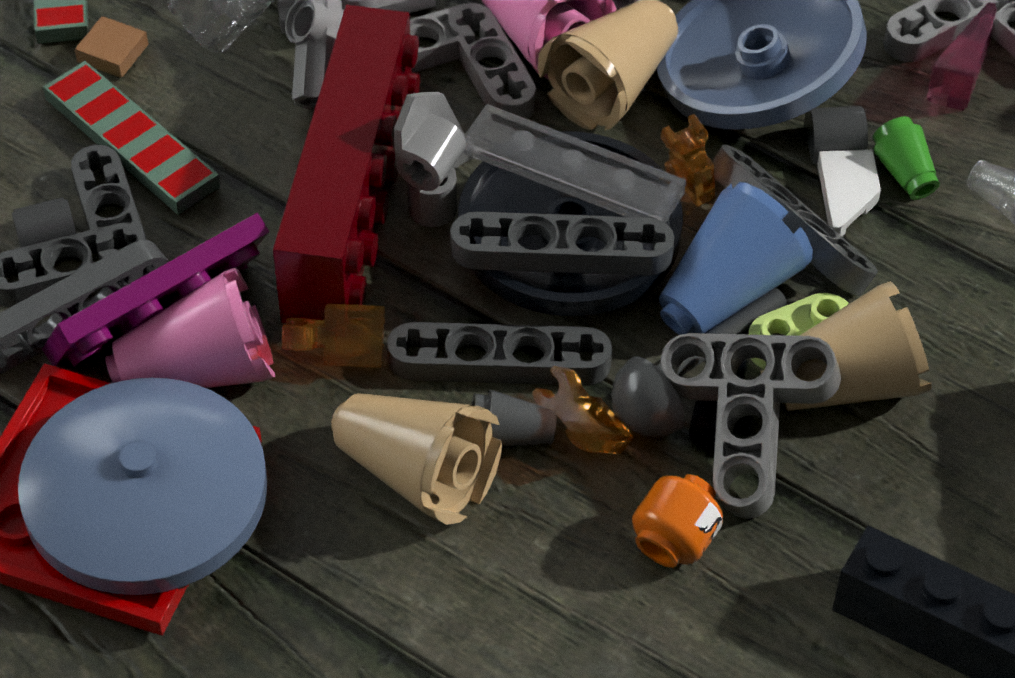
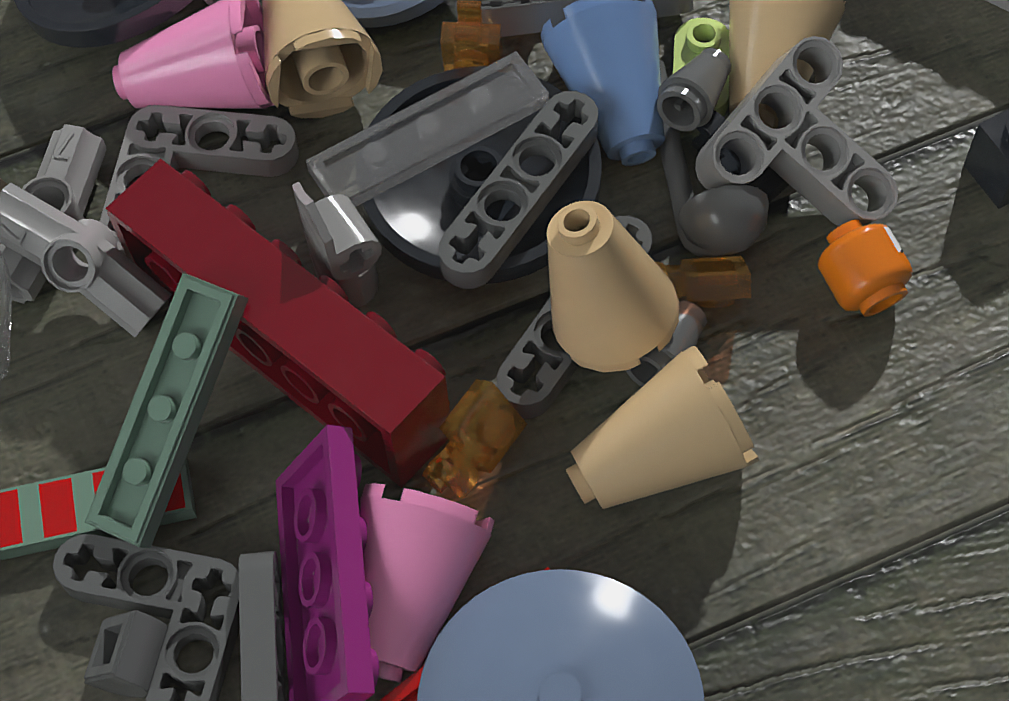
camera: 55 degrees left, 10 degrees up
(222, 129) = (166, 411): none -> sand green tile
(499, 327) = (606, 290): none -> tan cone
(751, 314) = (692, 92): none -> dark grey cone

